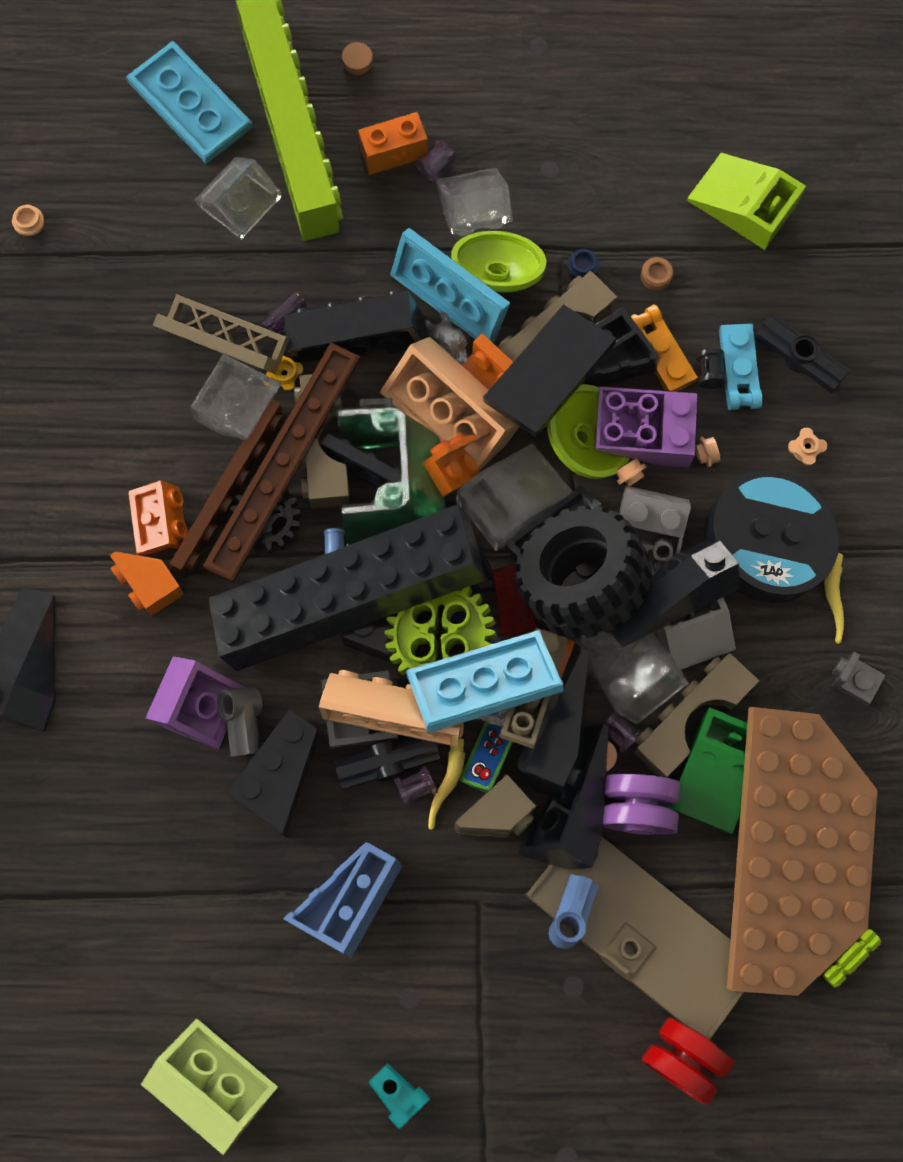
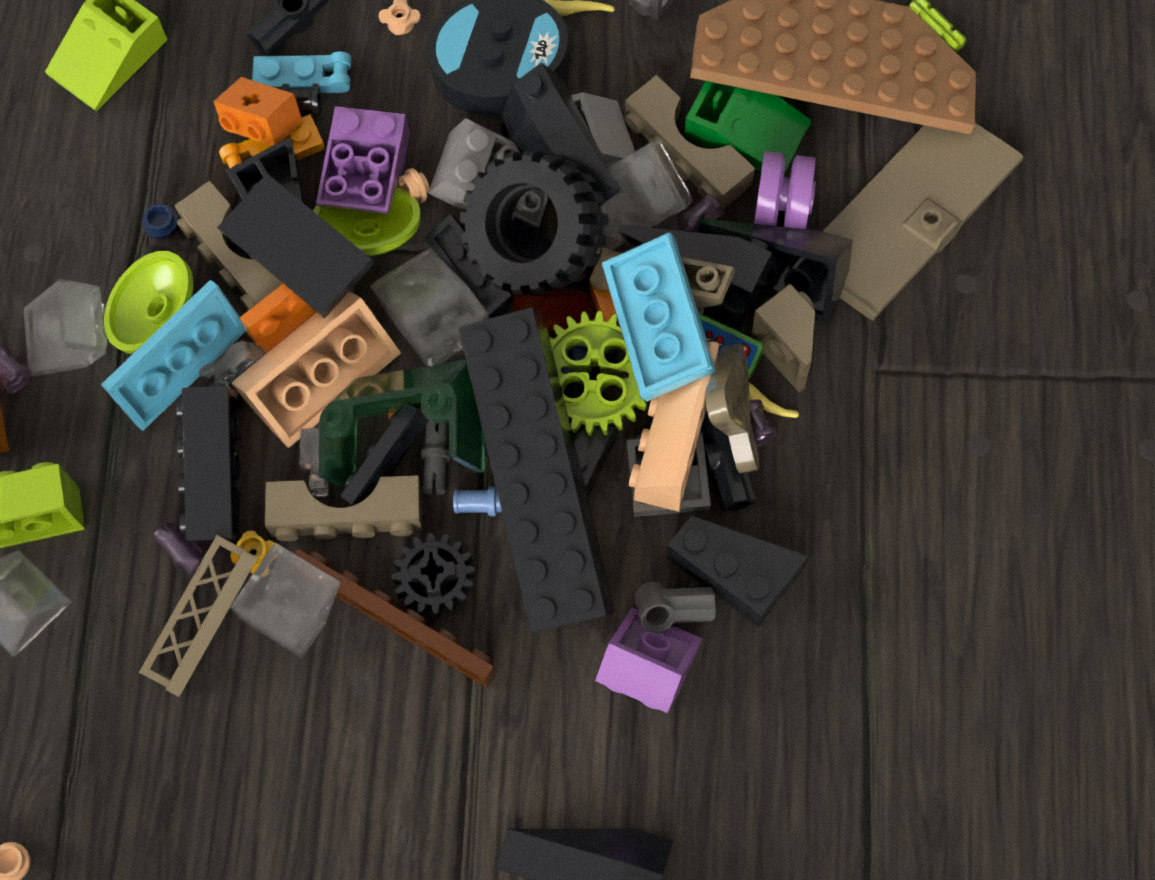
camera: 80 degrees left, 5 degrees down
(149, 579) = (500, 710): orange slope -> none
(157, 517) = (422, 701): orange bracket -> none
(208, 1085) = (1079, 650): yellowish green slope -> none
(281, 463) = (373, 545): reddish brown tile -> none
(348, 900) = (880, 494): medium blue wedge -> none
(404, 1101) = (1088, 449): teal plate -> none
(413, 752) = (730, 405): none -> dark tan beam
(451, 464) = (392, 359): orange bracket -> none
(573, 909) = (894, 267): medium blue piece -> none
(657, 273) = (180, 148): medium nougat tile -> none
(688, 330) = (258, 111): none -> orange brick
(690, 1057) = (1041, 166): red wheel -> none
(707, 451) = (397, 104): light nougat plate -> none

